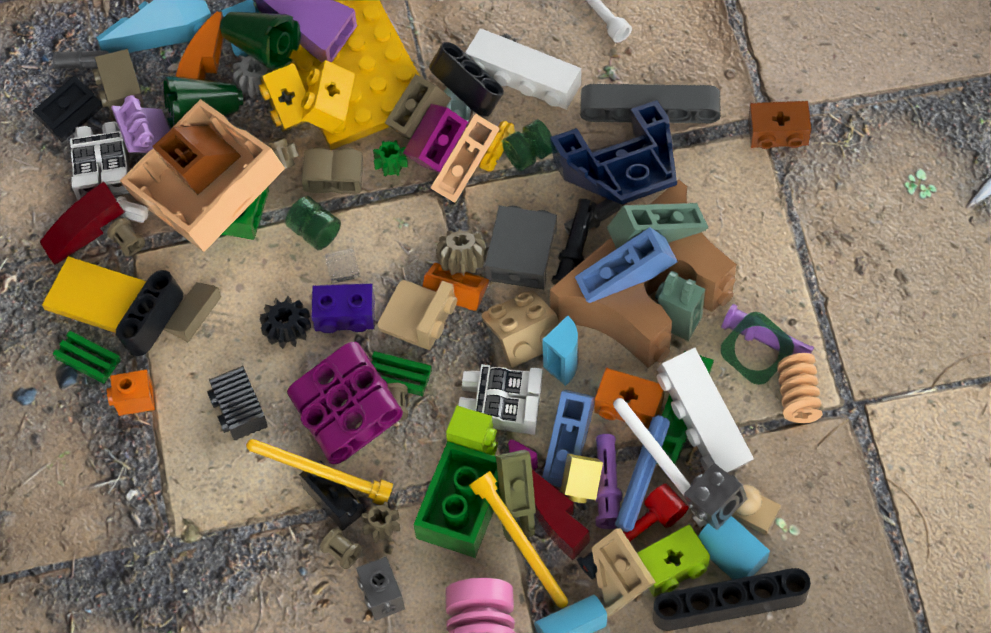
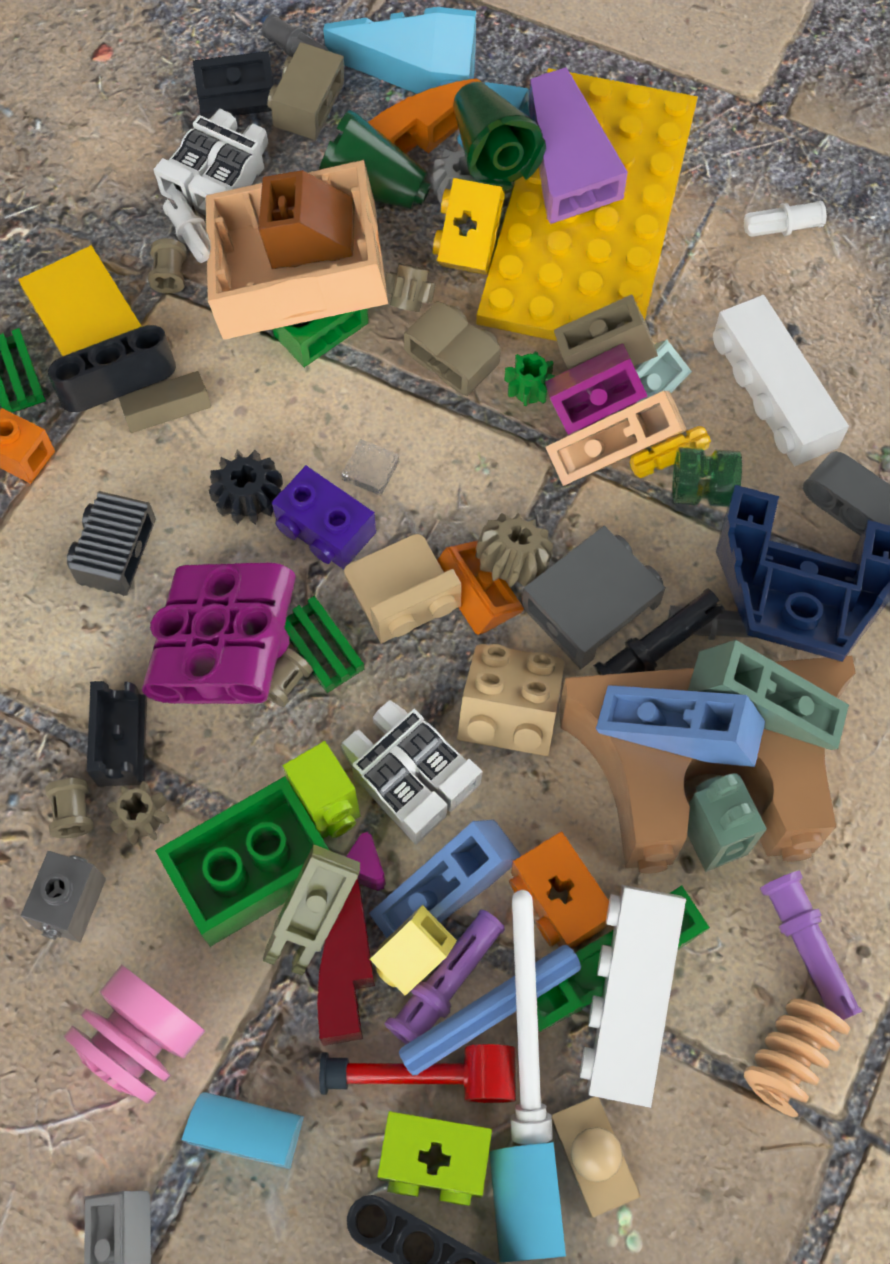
camera: 35 degrees right, 5 degrees up
(81, 223) = (134, 216): dark red slope -> none
(139, 125) = (283, 146): lavender hinge -> none
(313, 223) = (375, 392): clear green wheel -> none
(327, 96) = (532, 247): yellow brick -> none
(377, 490) = (167, 768): yellow piece -> none
(466, 79) = (696, 345): black beam -> none
(486, 488) = (271, 876): yellow piece -> none
(561, 351) = (526, 766): medium azure brick -> none
(619, 571) = (350, 1119): tan wing -> none
(715, 496) = (550, 1122): flat silver head -> none
(728, 347) = (809, 916): clear green piece -> none

